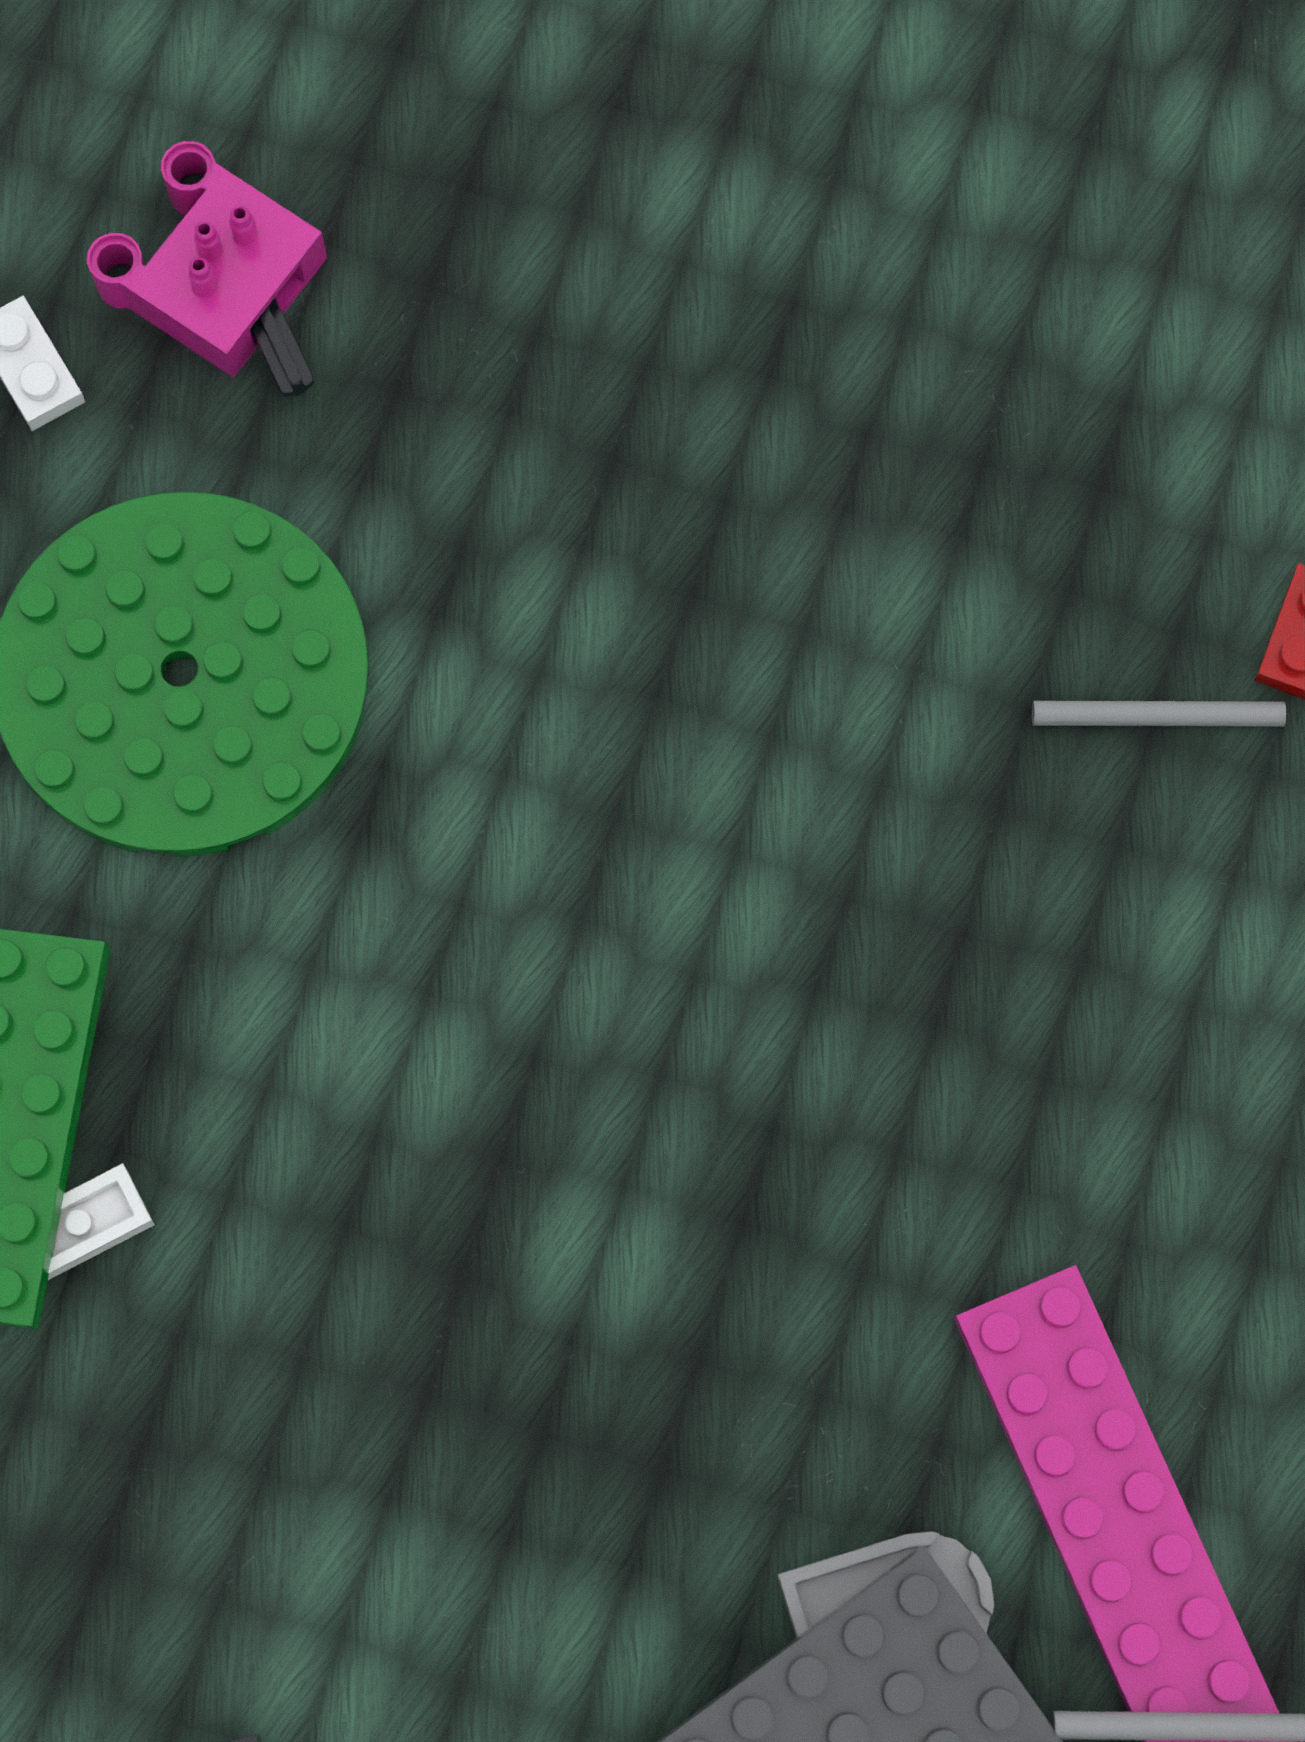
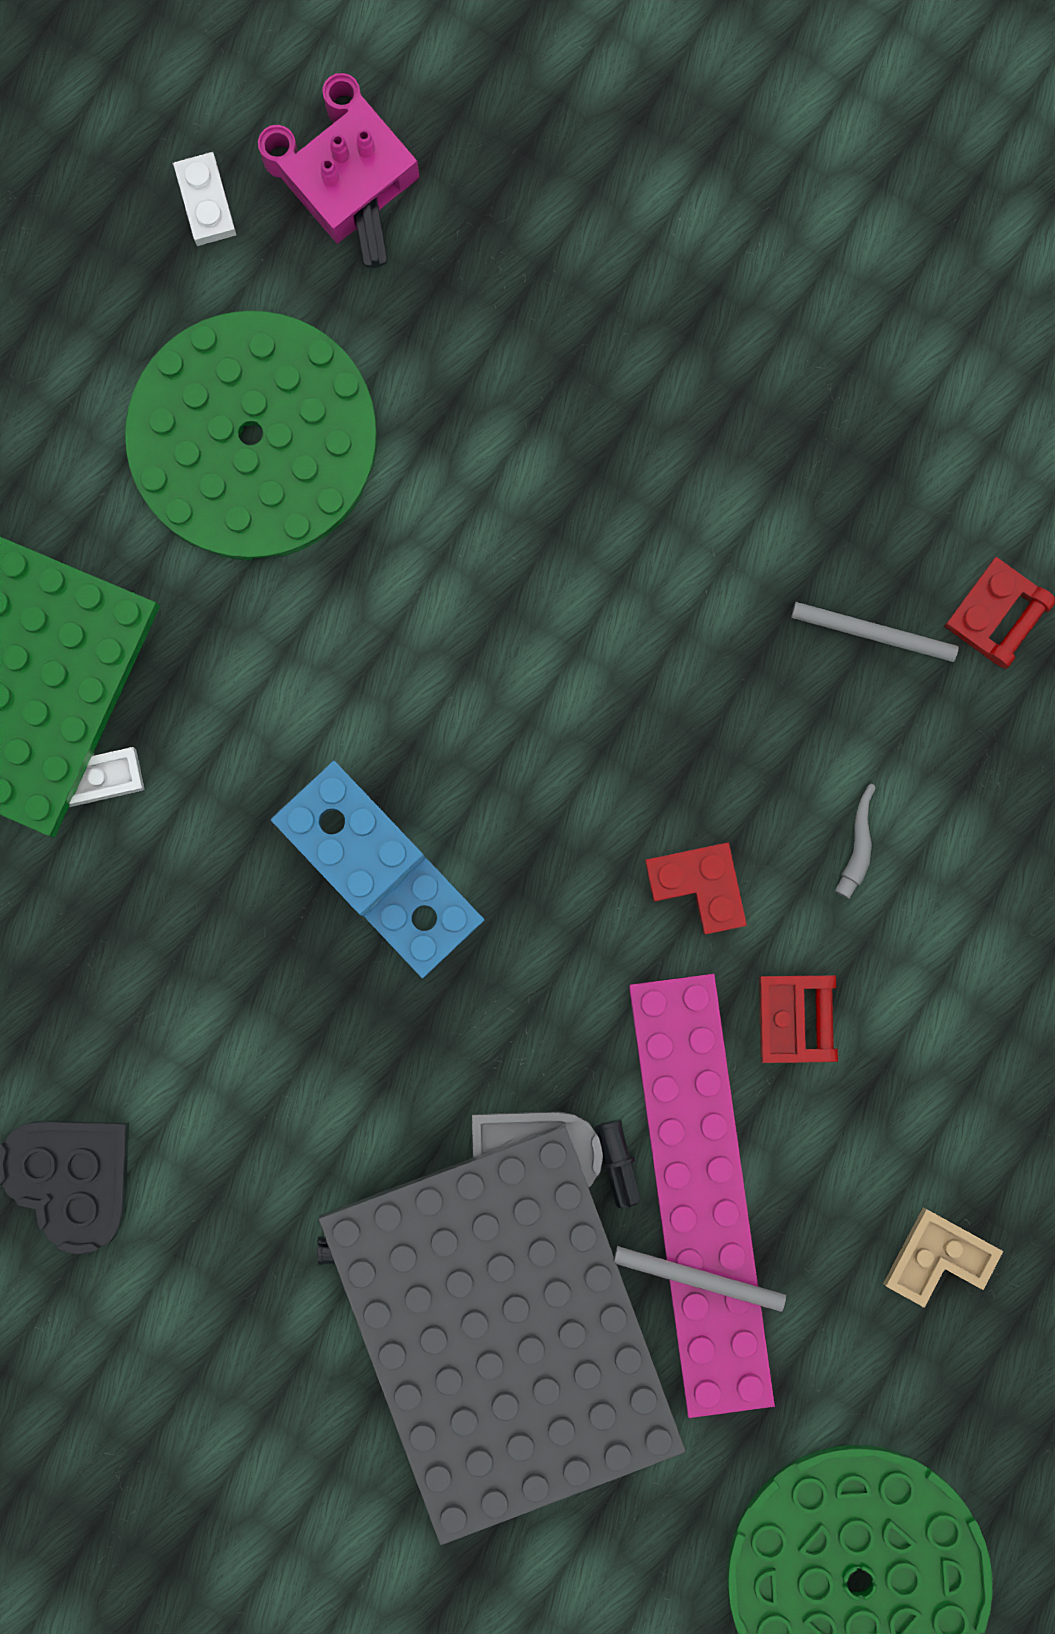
camera: 15 degrees right, 10 degrees up
(537, 1243) = (377, 869): none -> dark azure bracket
(1017, 1589) = (618, 1163): none -> black axle
(1020, 1124) = (709, 875): none -> red plate
(1199, 1304) = (784, 1019): none -> red plate
(1237, 1045) = (860, 858): none -> light grey animal

